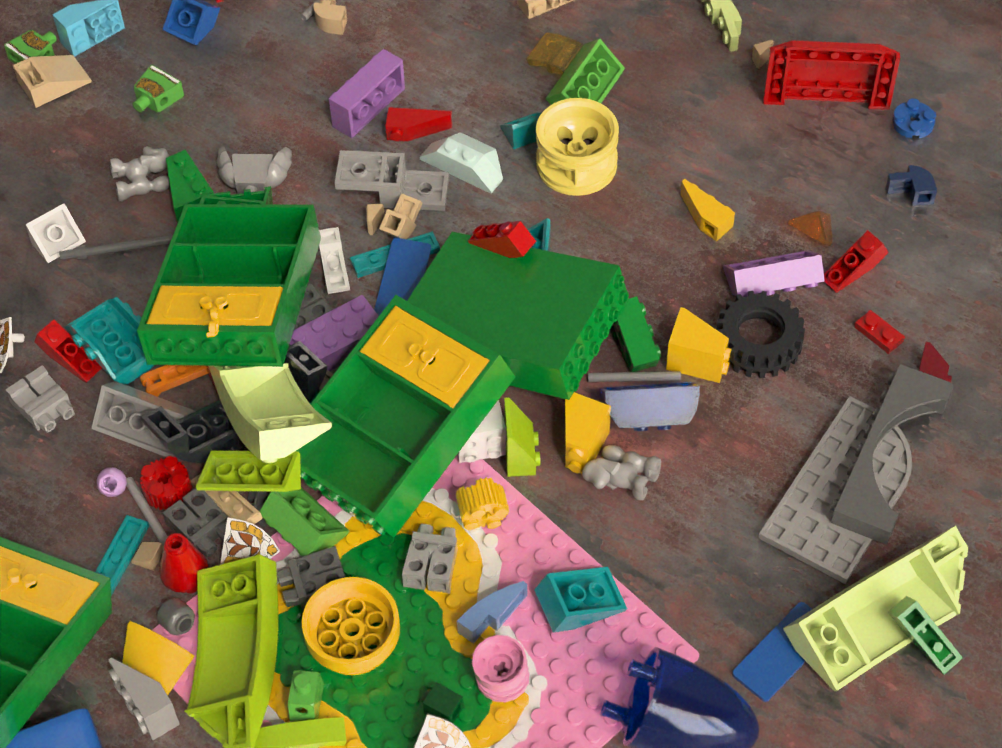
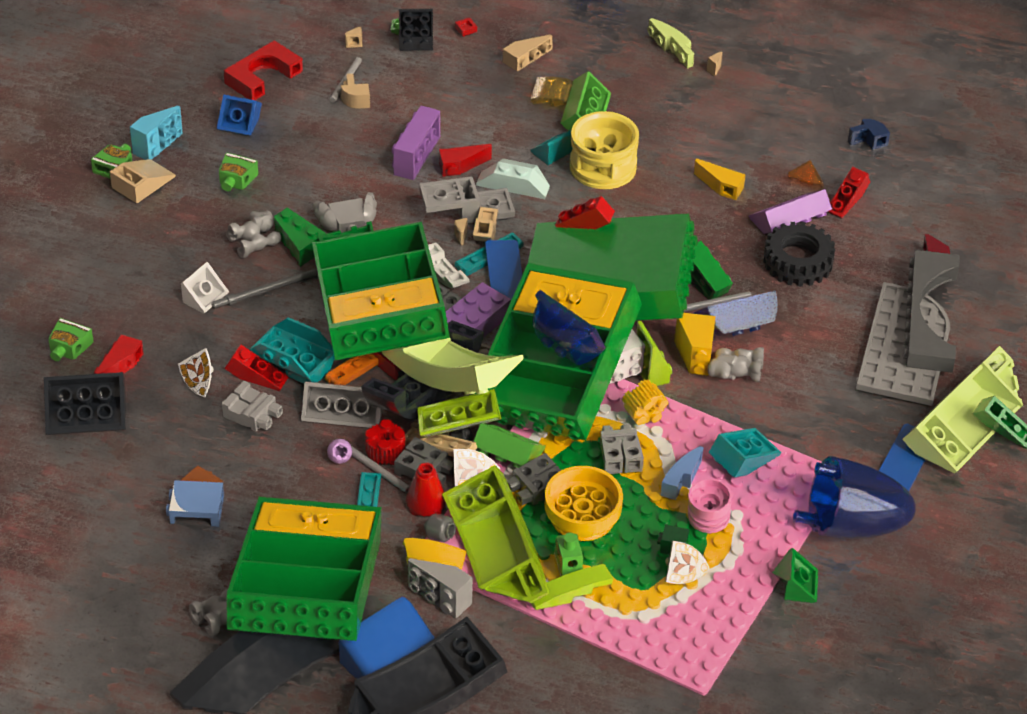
camera: 20 degrees left, 10 degrees down
(148, 555) = (392, 495): tan slope -> none
(213, 323) = (391, 307): yellow piece -> none
(395, 401) = (565, 331): none -> clear blue windscreen
(697, 348) = (759, 270): yellow slope -> none
(831, 73) = (780, 64): red slope -> none
(879, 331) = (885, 237): red plate -> none
(914, 109) = (856, 87): blue plate -> none

